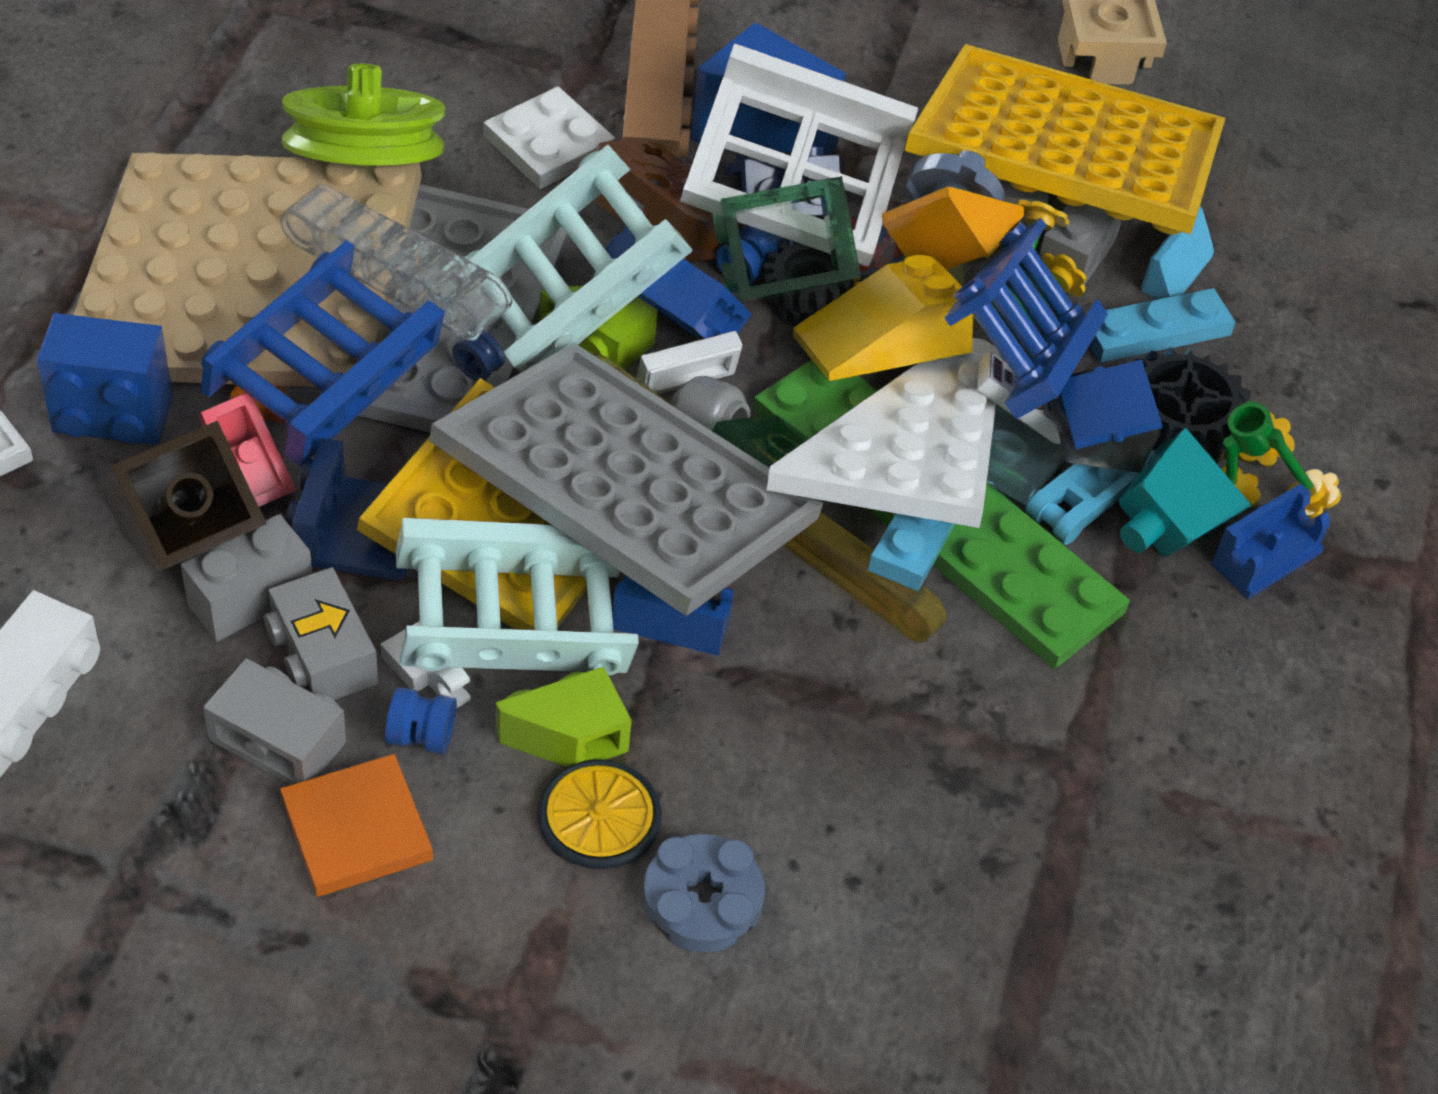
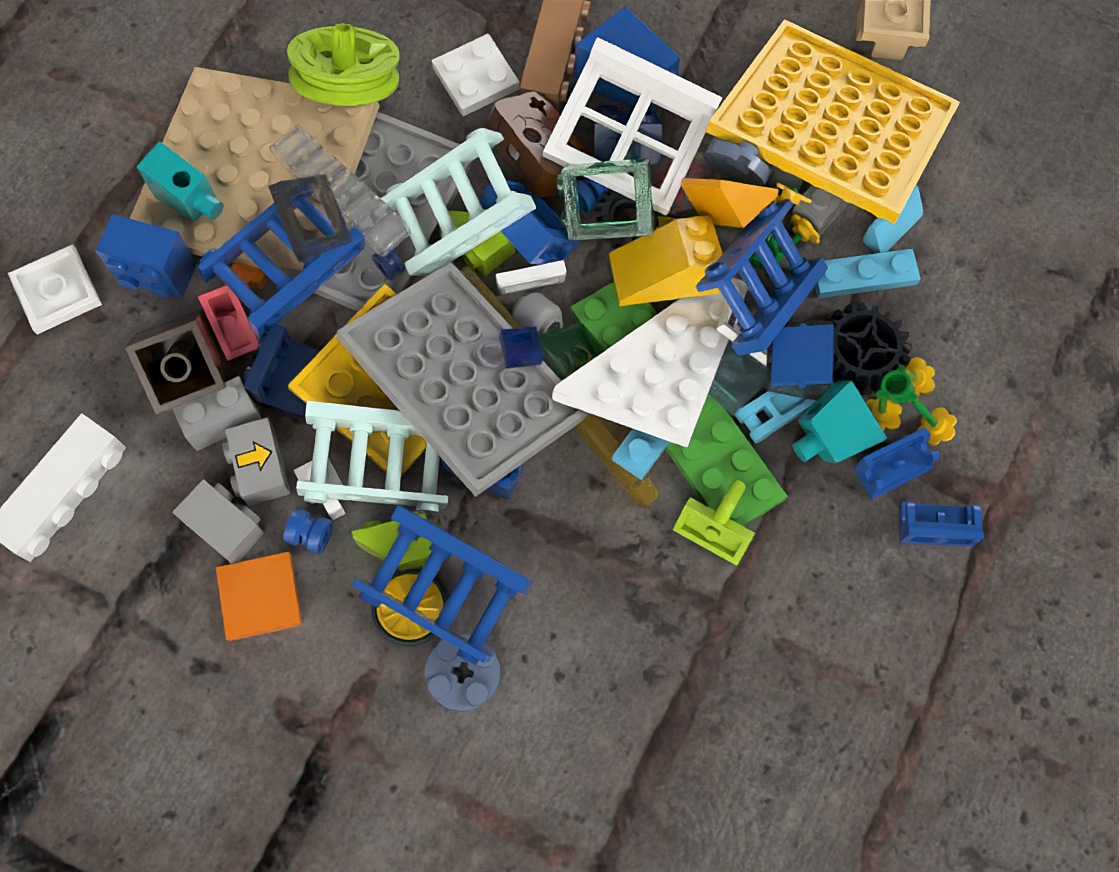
camera: 15 degrees right, 20 degrees up
(149, 273) = (179, 184): none -> teal torso
(358, 318) = (287, 189): none -> clear smoke tile
(648, 692) = (442, 547): none -> blue fence
(707, 426) = (521, 347): none -> clear blue plate
(1038, 649) = (714, 528): none -> lime plate
(1355, 617) = (940, 524): none -> blue hinge

